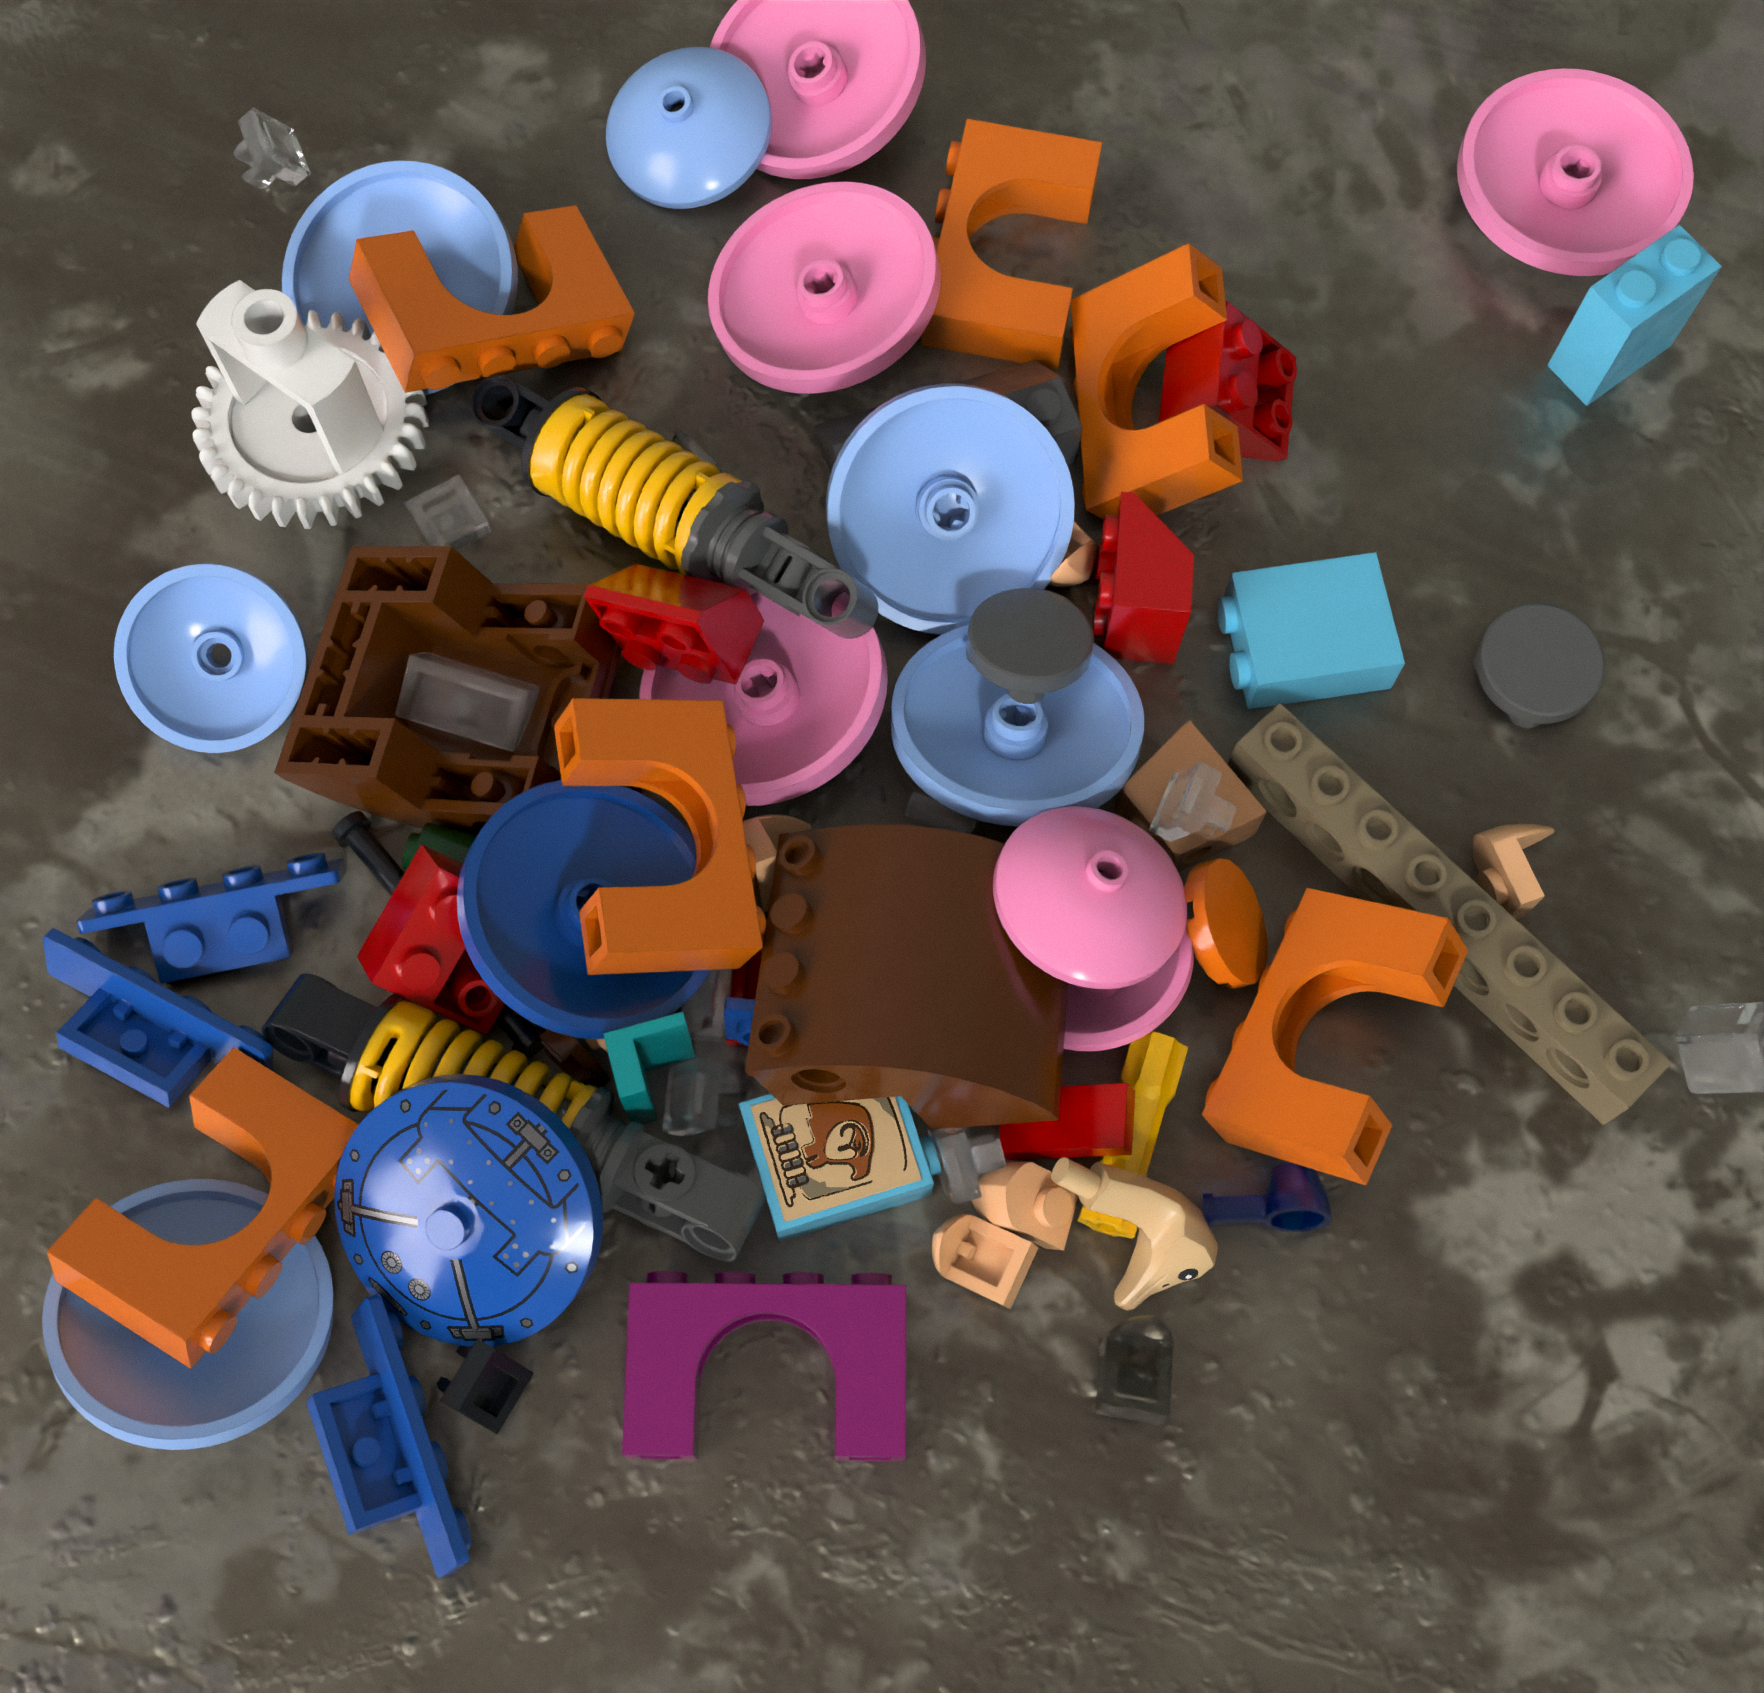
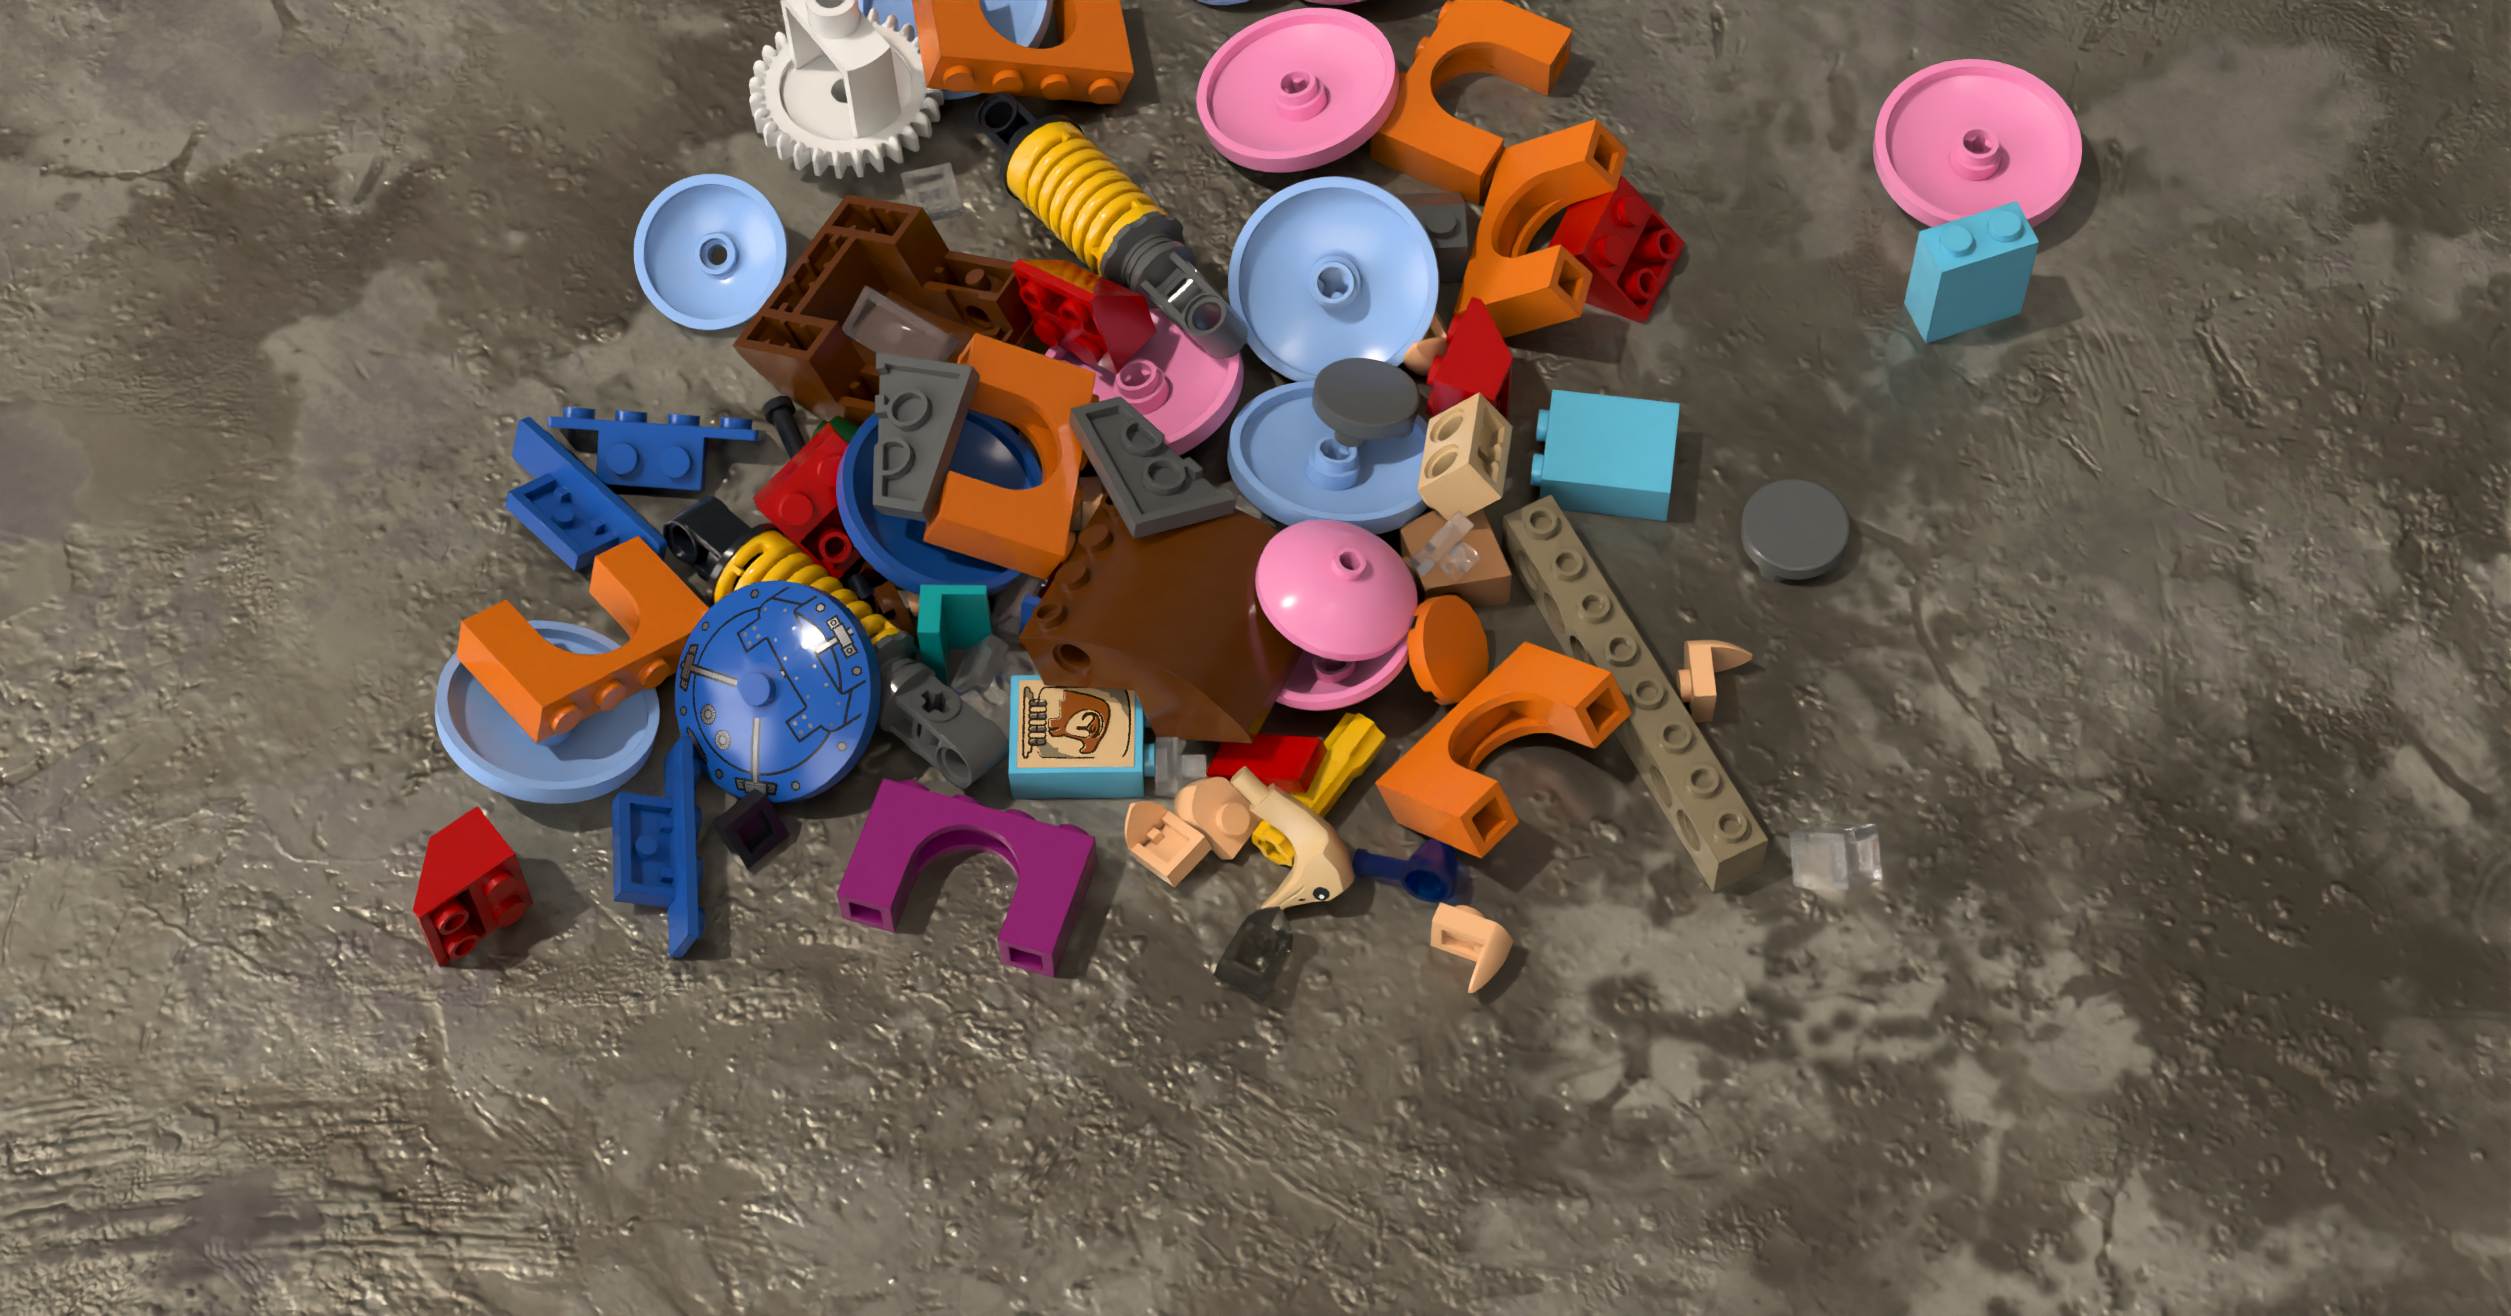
camera: 20 degrees right, 10 degrees down
(157, 1585) = (468, 887): none -> red slope
(543, 841) = (919, 426): none -> dark grey wing
(826, 821) = (1141, 473): none -> dark grey wing
(1176, 690) = (1465, 458): none -> tan brick
(1363, 1268) = (1473, 937): none -> light nougat plate

